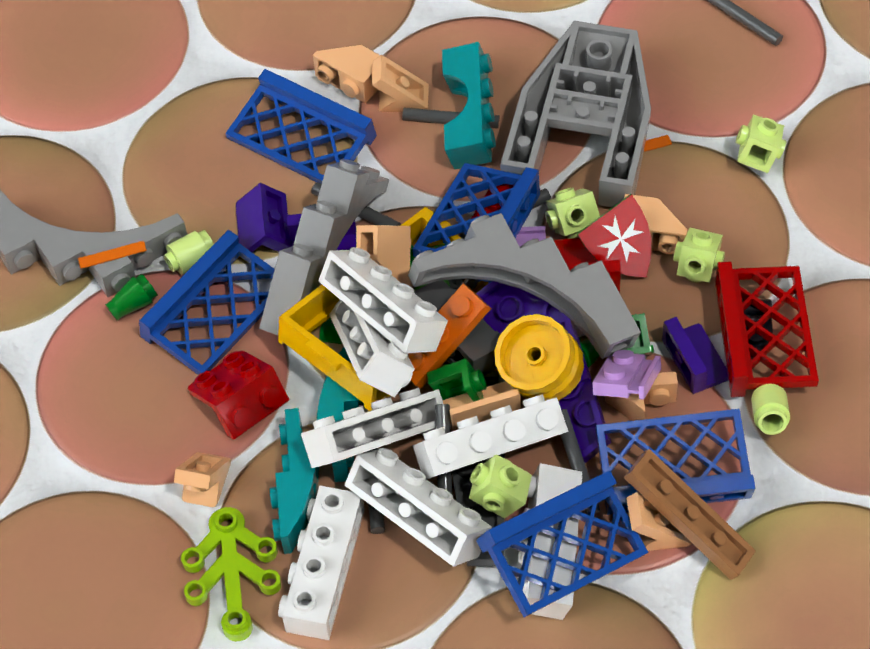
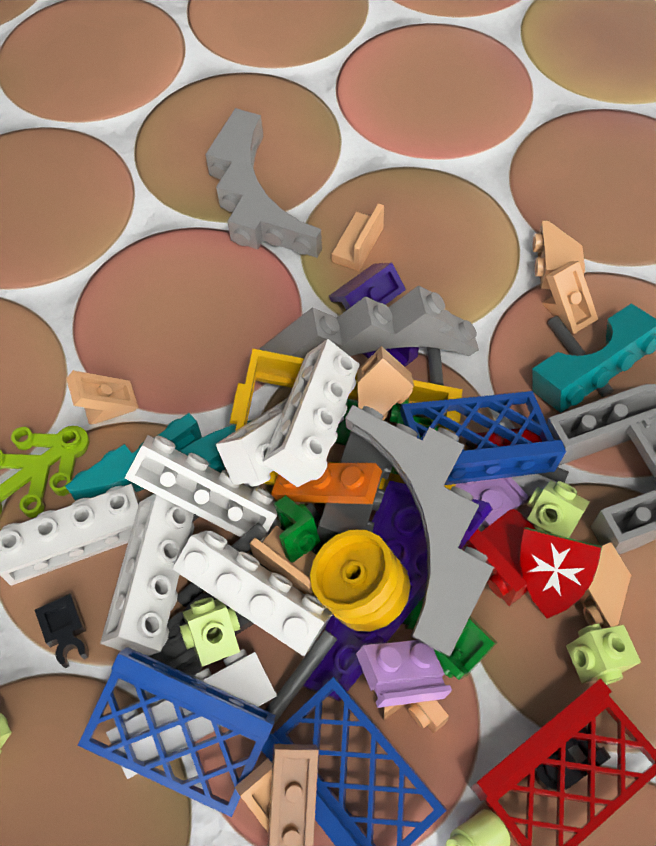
camera: 55 degrees right, 5 degrees up
(112, 254) = (252, 213): orange piece -> none
(132, 297) = (235, 252): green cone -> none
(187, 251) = (300, 261): yellowish green brick -> none
(188, 292) = (261, 282): blue fence -> none
(203, 196) = (359, 239): none -> light nougat panel
(240, 391) = (195, 373): red bracket -> none
(308, 104) = (496, 250): blue fence -> none
(401, 607) = (60, 624): none -> black plate
(694, 355) = (494, 721): dark purple panel -> none

